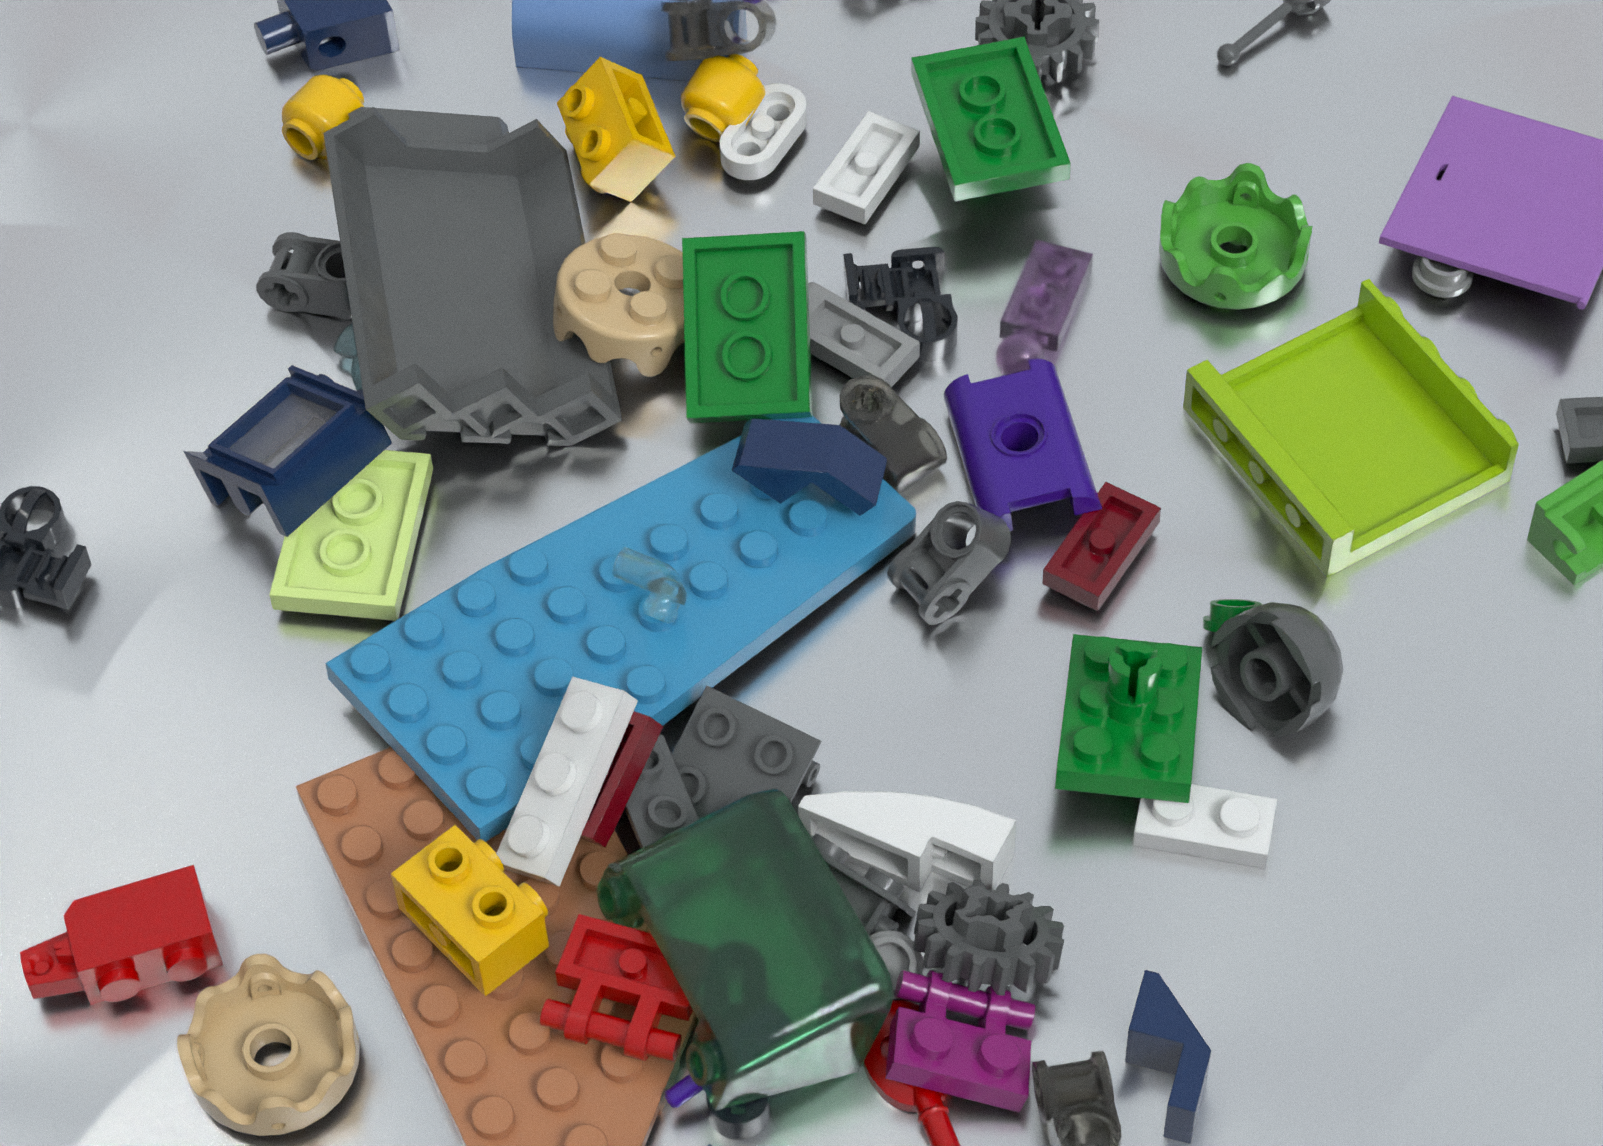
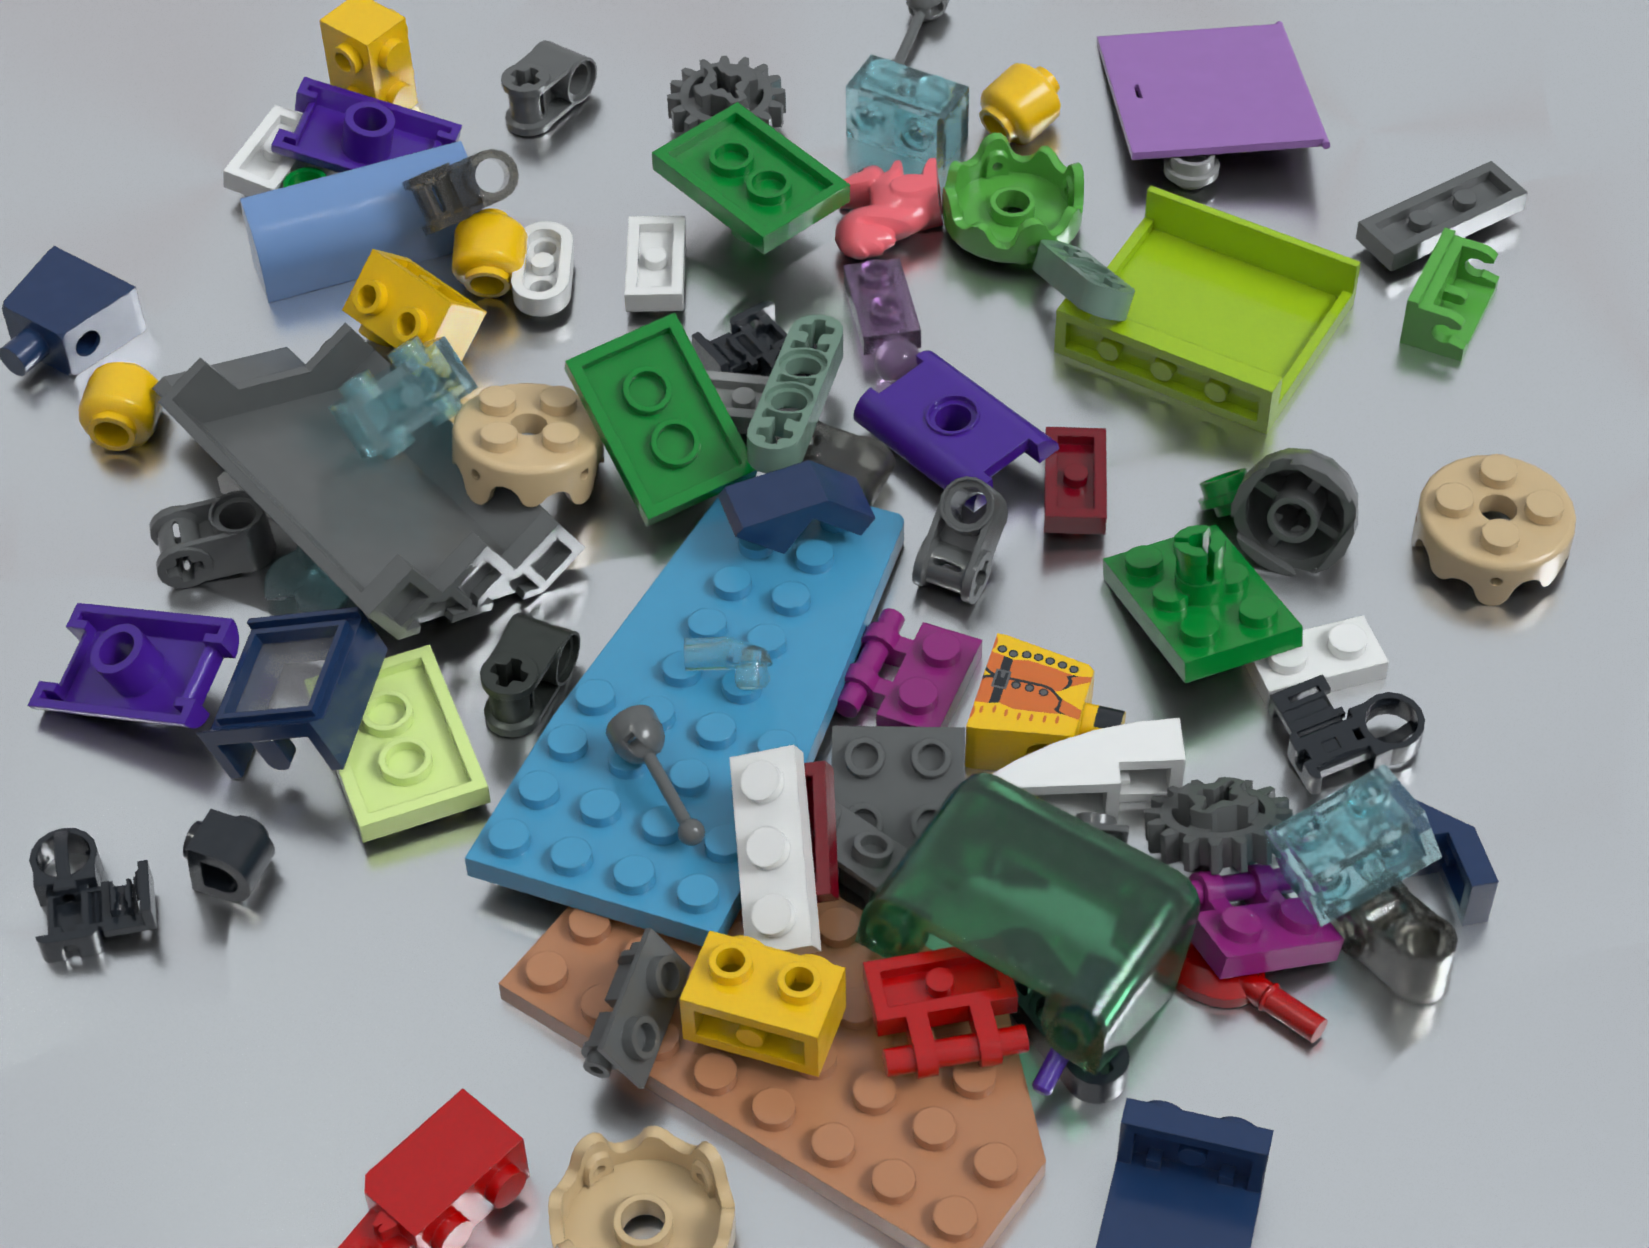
camera: 30 degrees left, 5 degrees down
(154, 569) = (227, 855): none -> black plate
(184, 371) = (140, 665): none -> dark purple piece
(362, 876) = (642, 1003): none -> dark grey hinge
(501, 508) = (526, 673): none -> pearl dark grey piece
(522, 622) = (637, 739): none -> dark grey hinge
(537, 212) = (415, 389): none -> clear light blue brick
(834, 684) = (929, 677): none -> magenta plate
(875, 346) = (798, 392): none -> sand green beam
(903, 744) = (1030, 702): none -> torso
(1069, 1014) = (1346, 842): none -> clear light blue brick
(1125, 203) = (888, 208): none -> coral animal
(1159, 897) = (1335, 743): none -> black piece
(1199, 105) = (907, 111): none -> clear light blue brick
(1234, 350) = (1083, 280): none -> sand green beam
(1314, 140) = (1020, 103): none -> yellow head
(1447, 800) = (1496, 552): none -> tan plate

